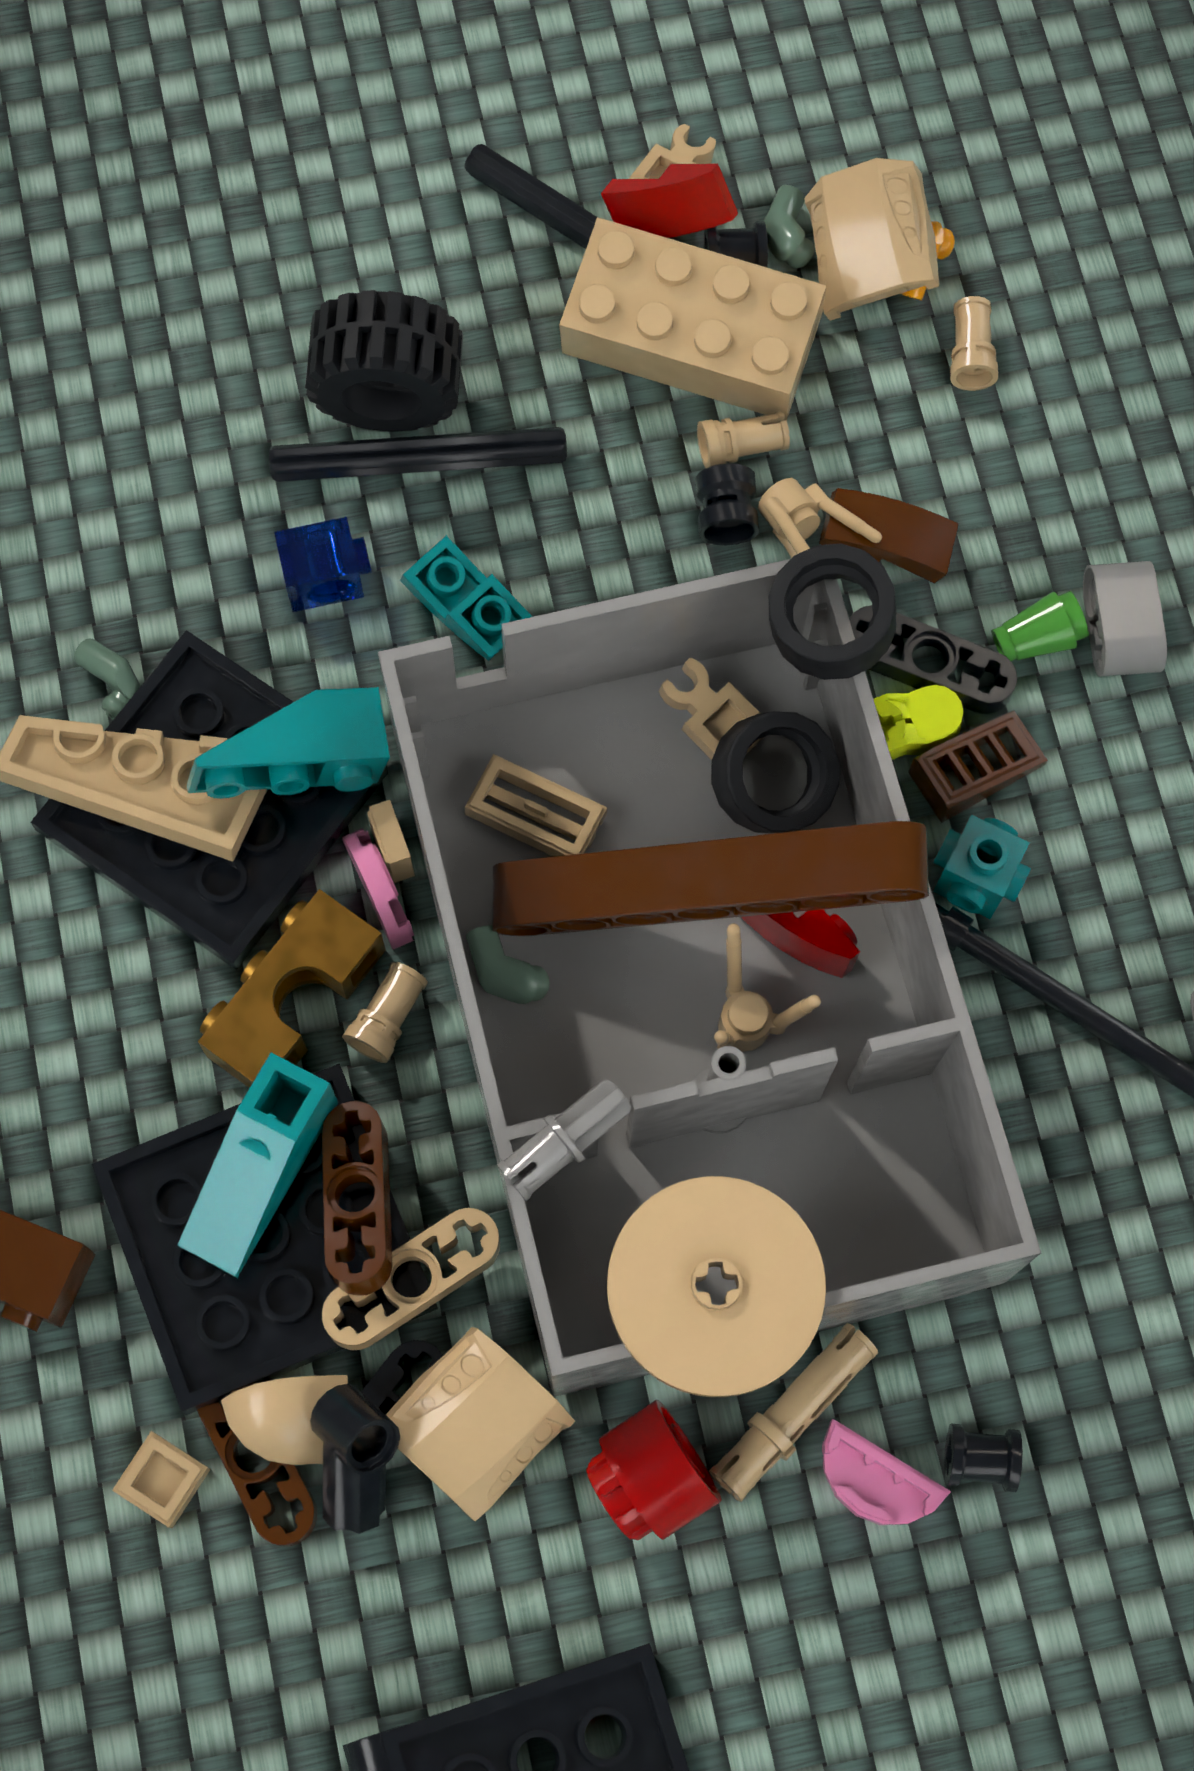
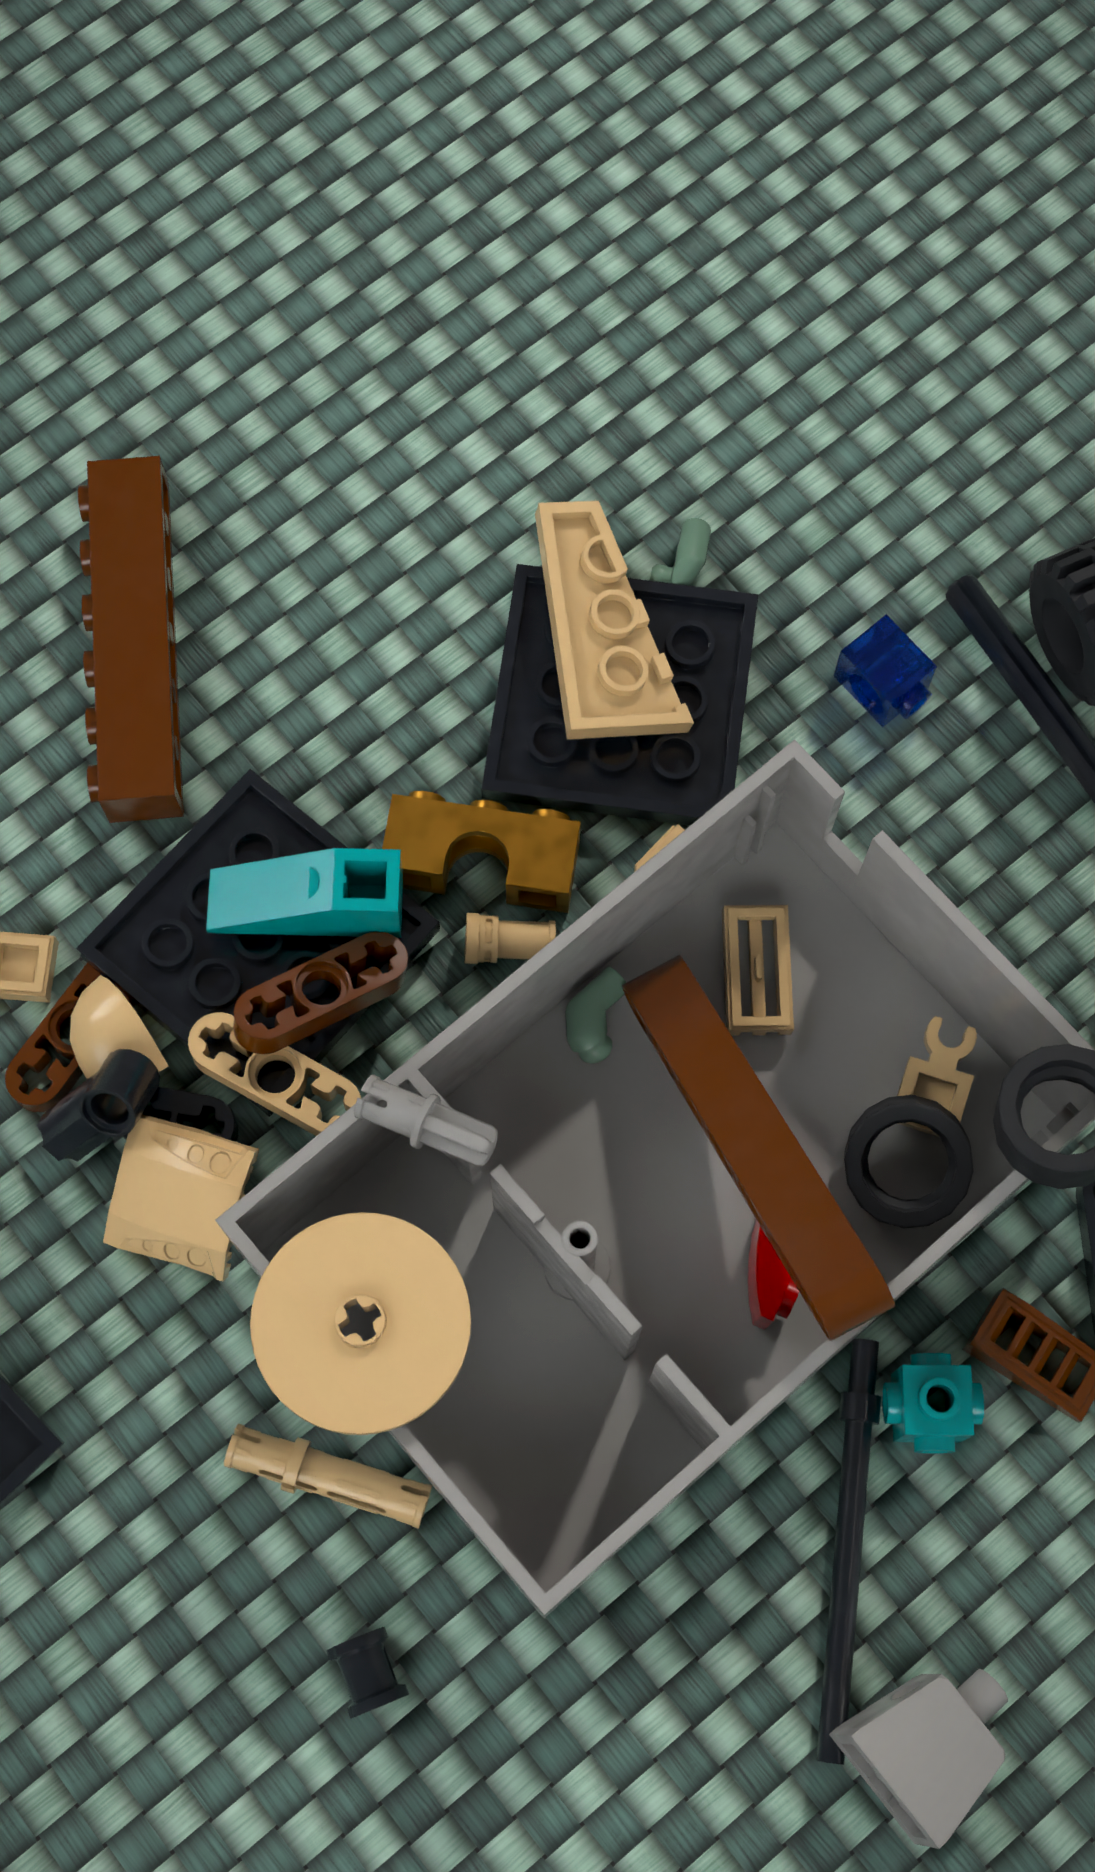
camera: 65 degrees right, 0 degrees up
(313, 742) = (696, 735): teal slope -> none
(379, 887) = (617, 866): bright pink tile -> none
(463, 597) = (932, 808): teal slope -> none
(651, 1475) = (204, 1374): red piece -> none
(747, 1015) = (662, 1247): tan plant -> none
(874, 1481) = (301, 1583): bright pink tile -> none
(919, 719) = (1011, 1244): neon yellow piece -> none

